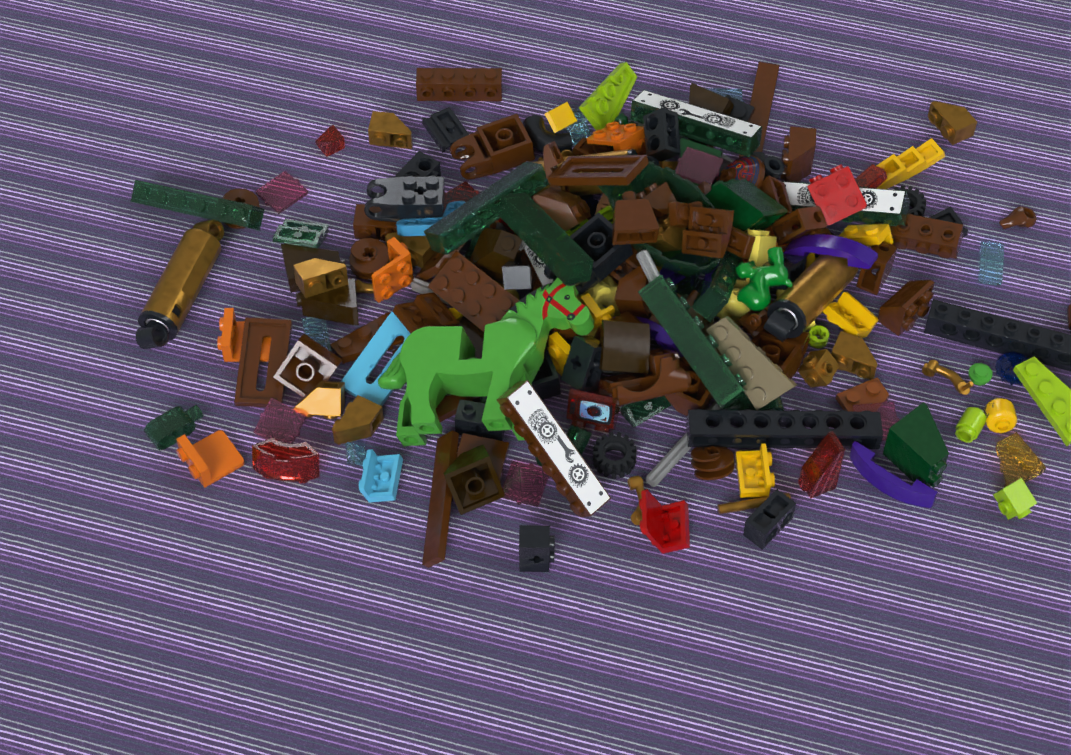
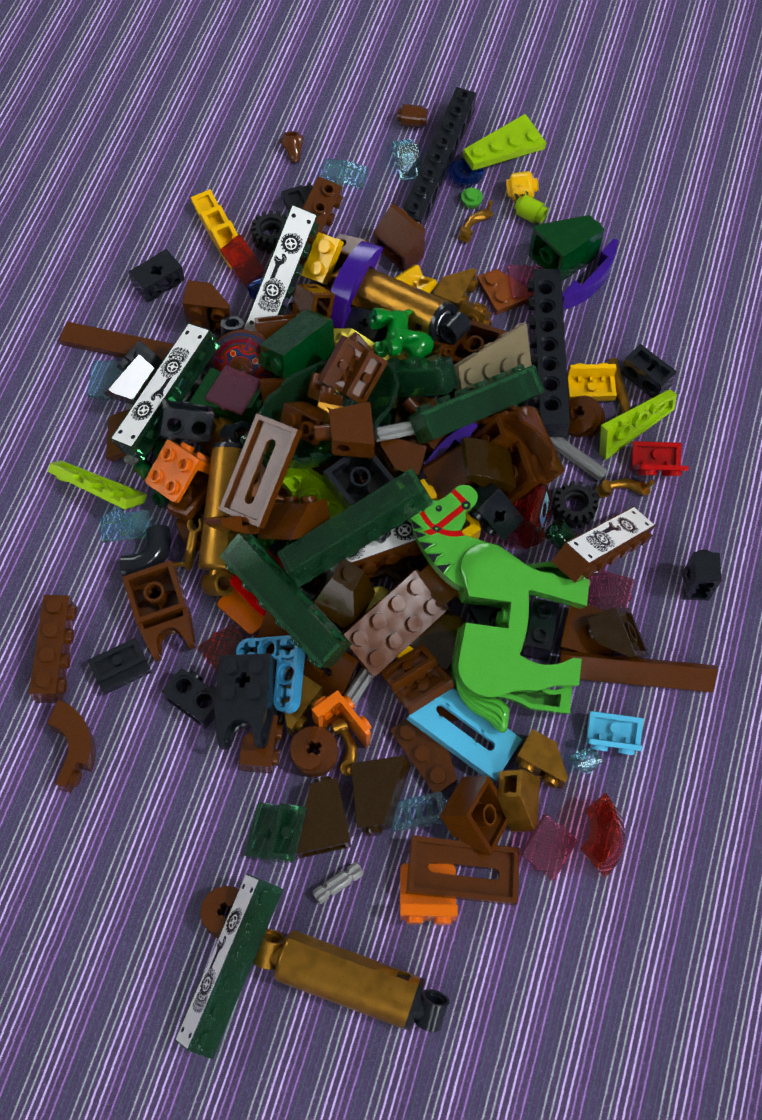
camera: 90 degrees left, 10 degrees up
(172, 425) = (554, 976): clear green piece -> none
(210, 457) = (595, 927): orange bracket -> none
(260, 281) = (337, 883): none -> light grey axle
(282, 192) = (195, 864): clear pink piece -> none
(319, 276) = (357, 800): pearl gold slope -> none
(330, 141) = (122, 804): clear red slope -> none
(389, 131) = (115, 731): pearl gold slope -> none
(396, 100) = (81, 745): none -> reddish brown arch
(517, 276) = (390, 571): panel -> none
(560, 117) = (130, 534): yellow slope -> none
(704, 501) = (629, 425): none -> lime wing
(823, 467) = (596, 319): clear red slope -> none
(836, 194) = (280, 267): red bracket -> none
(837, 122) = (156, 275): none -> black brick
(952, 121) = (167, 180): pearl gold slope -> none
(1015, 500) = (612, 186): lime brick -> none
(1018, 460) = (565, 184): clear yellow wing -> none
(1023, 312) = (406, 158): none -> clear light blue slope

